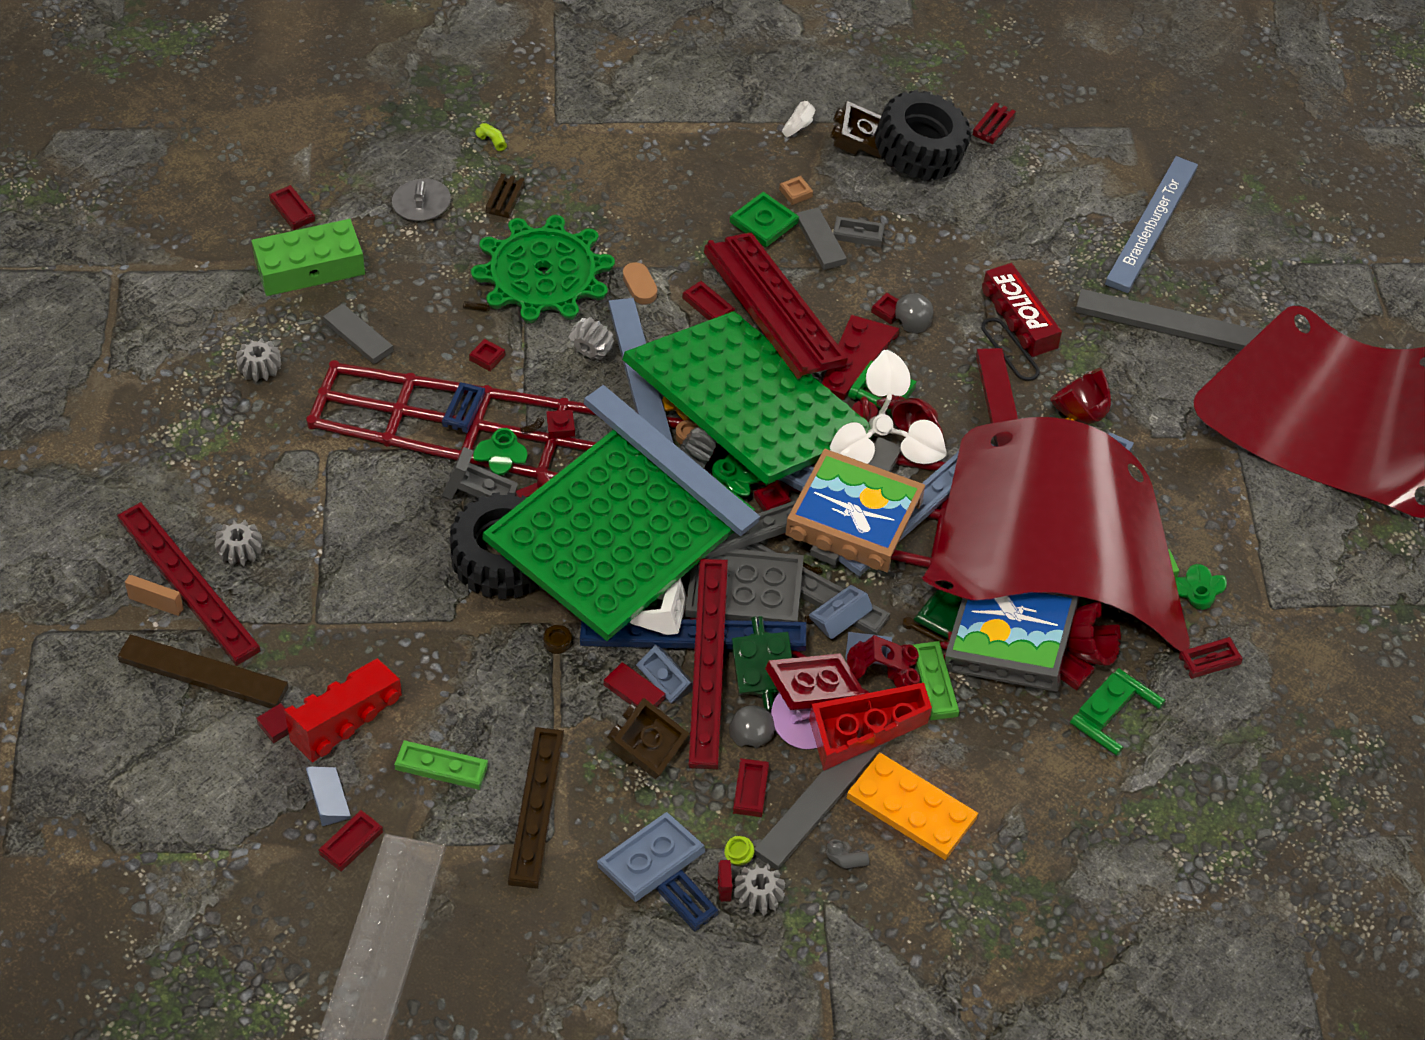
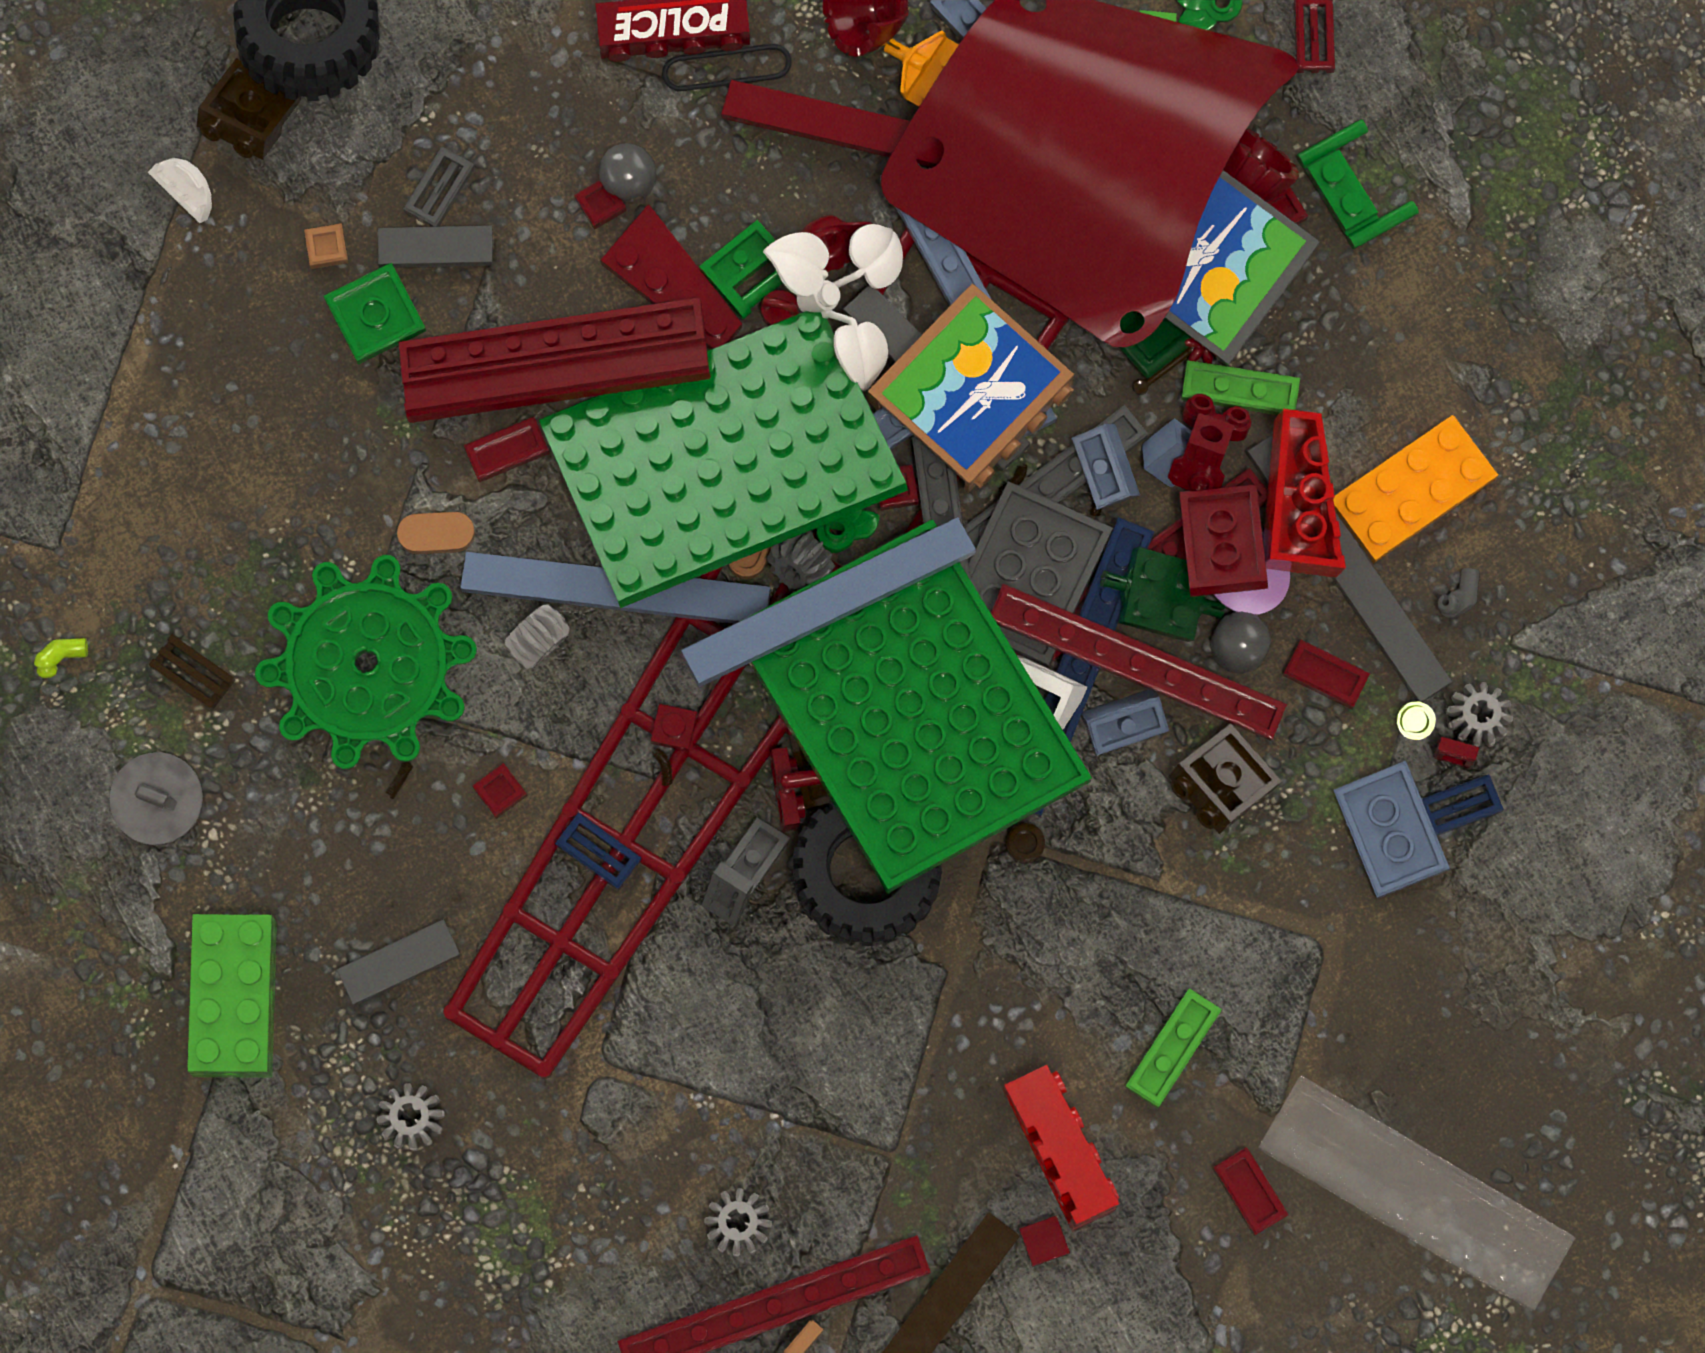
camera: 70 degrees left, 25 degrees up
(292, 207) = (106, 995): dark red tile -> none
(328, 794) = (1176, 1203): slope -> none
(499, 454) = (703, 828): green plate -> none
(536, 808) = (1272, 947): dark brown tile -> none
(632, 686) = (1135, 770): dark red tile -> none

